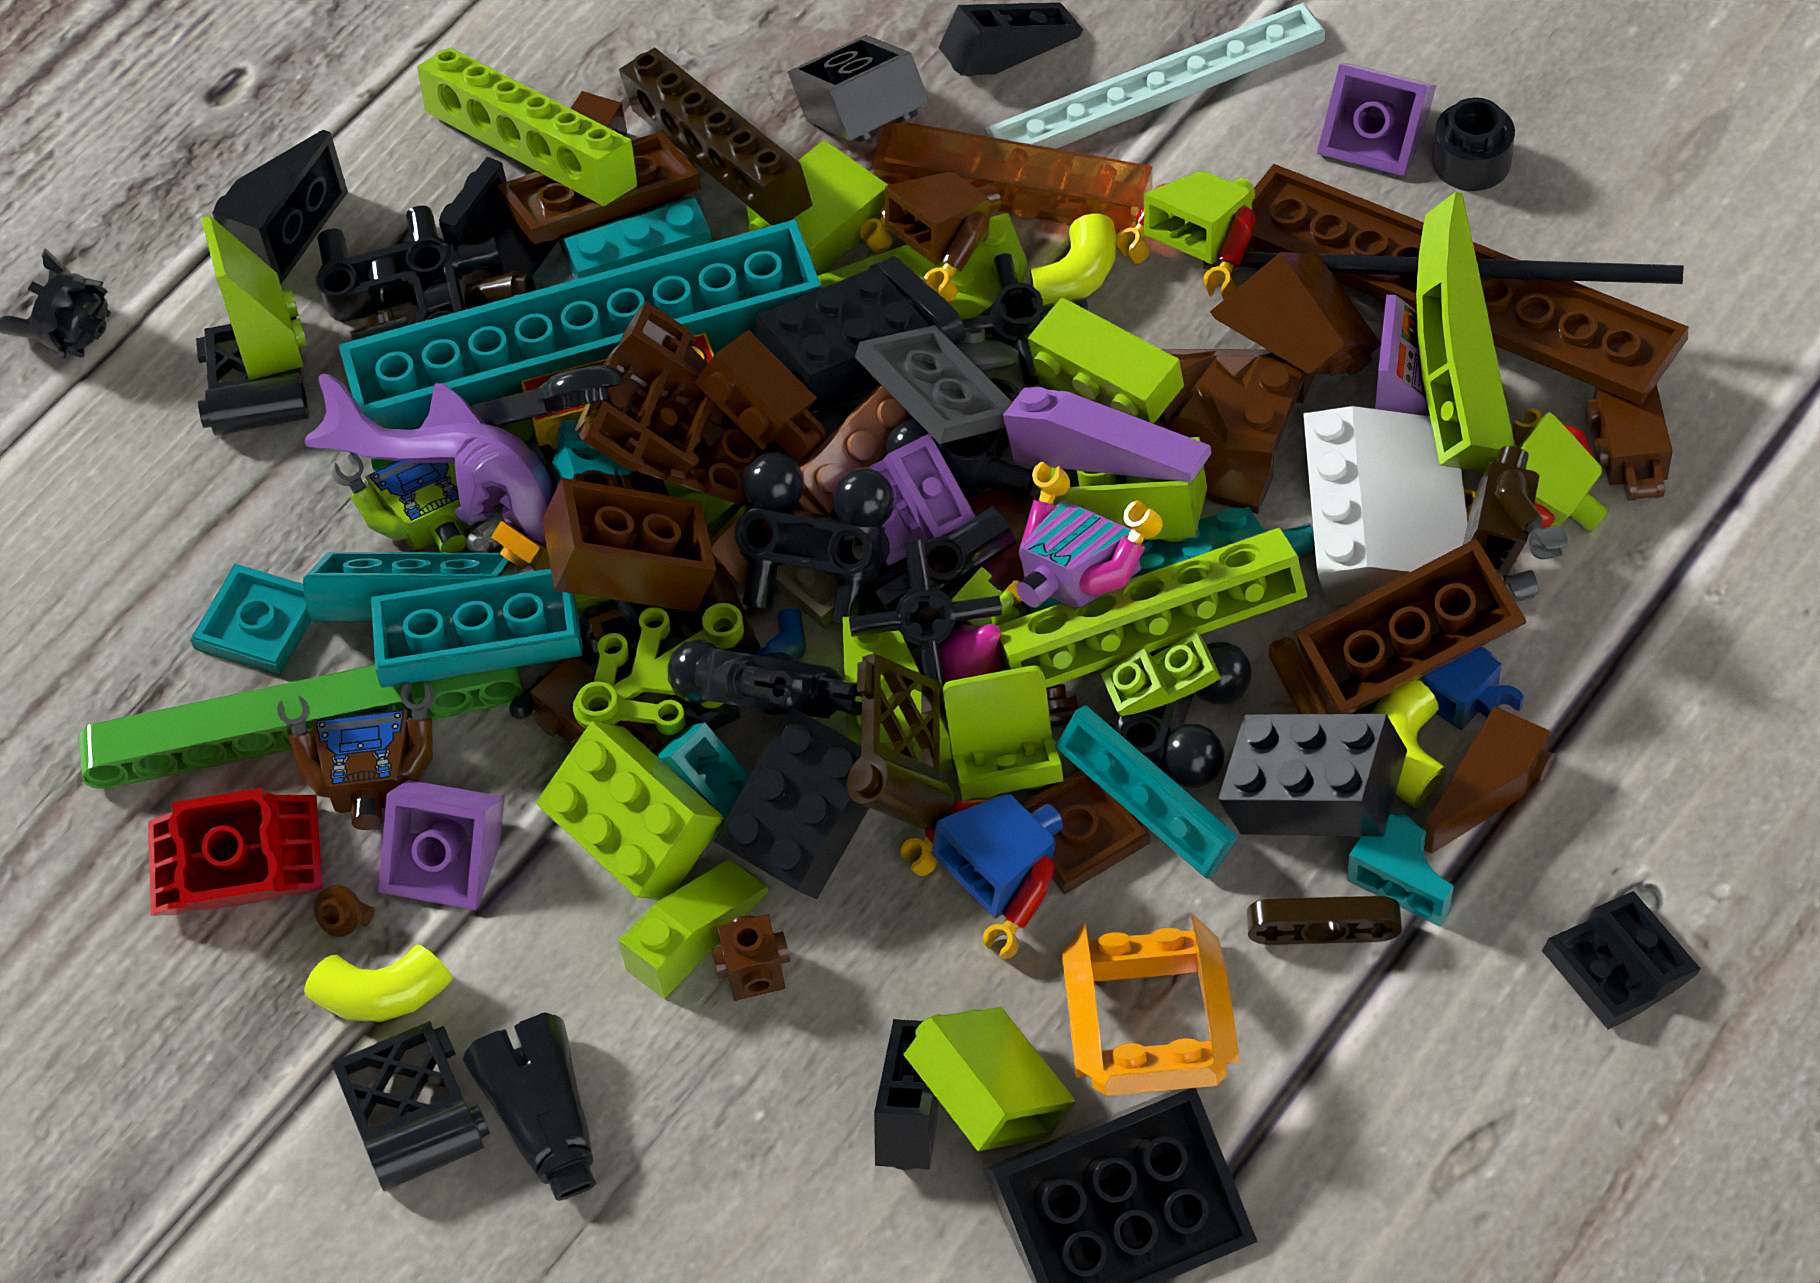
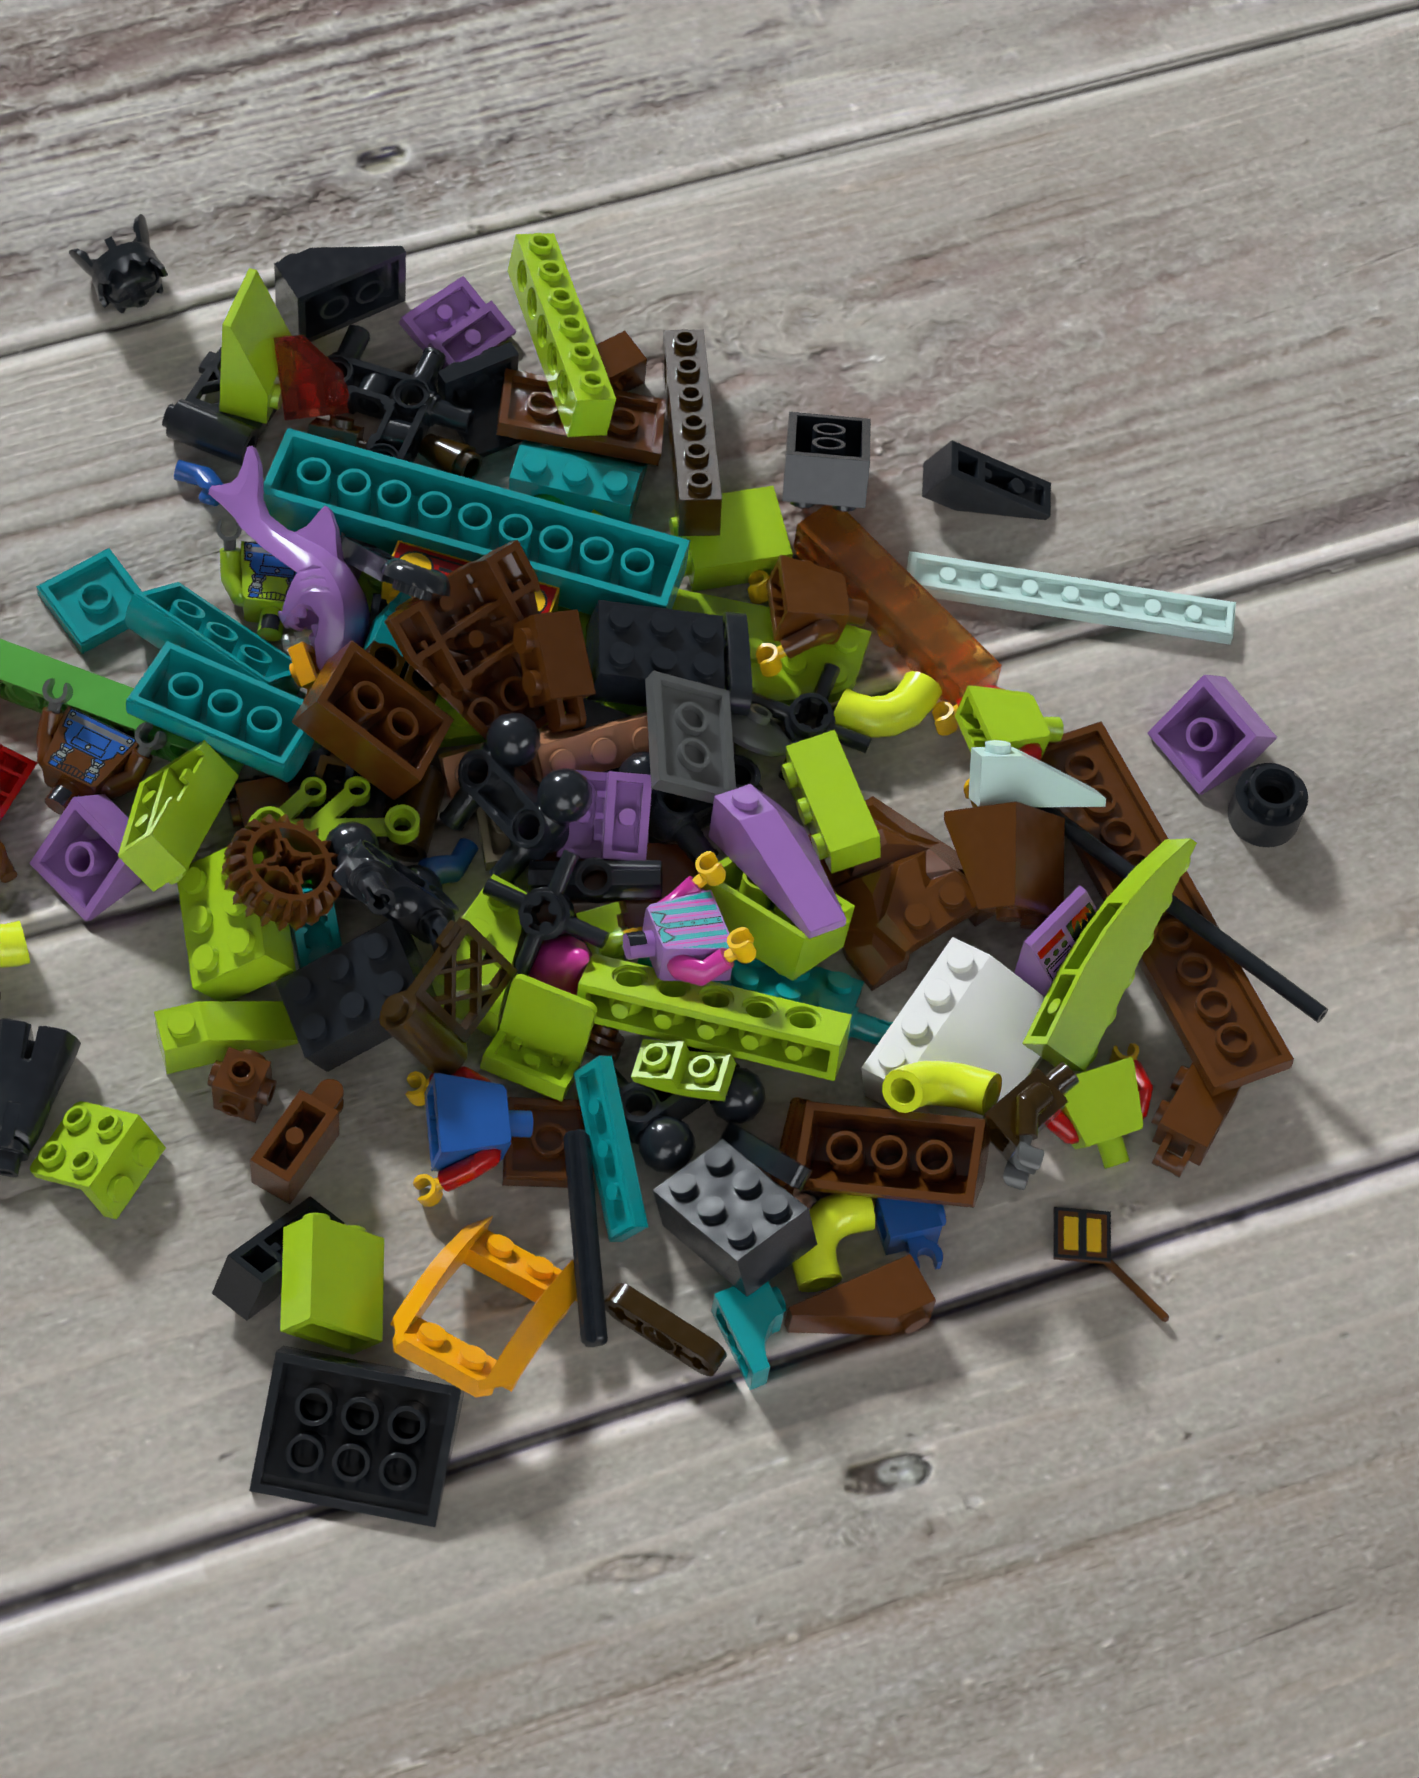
camera: 20 degrees right, 5 degrees up
(277, 449) = (199, 476): none -> blue arm
(322, 299) = (308, 380): none -> clear red slope
(414, 177) = (457, 323): none -> medium lavender slope
(499, 748) = (175, 814): none -> lime wedge
(653, 728) = (275, 885): none -> reddish brown gear
(660, 1108) = (101, 1154): none -> lime bracket
(849, 972) = (298, 1141): none -> reddish brown brick
(1187, 886) = (585, 1238): none -> black axle
(1246, 242) = (1009, 775): none -> light aqua slope
(1311, 699) = (766, 1156): none -> black beam
(1409, 537) = (941, 1085): none -> neon yellow cylinder
(1621, 960) = (856, 1502): black slope -> none
(1624, 601) = (1086, 1237): none -> piece

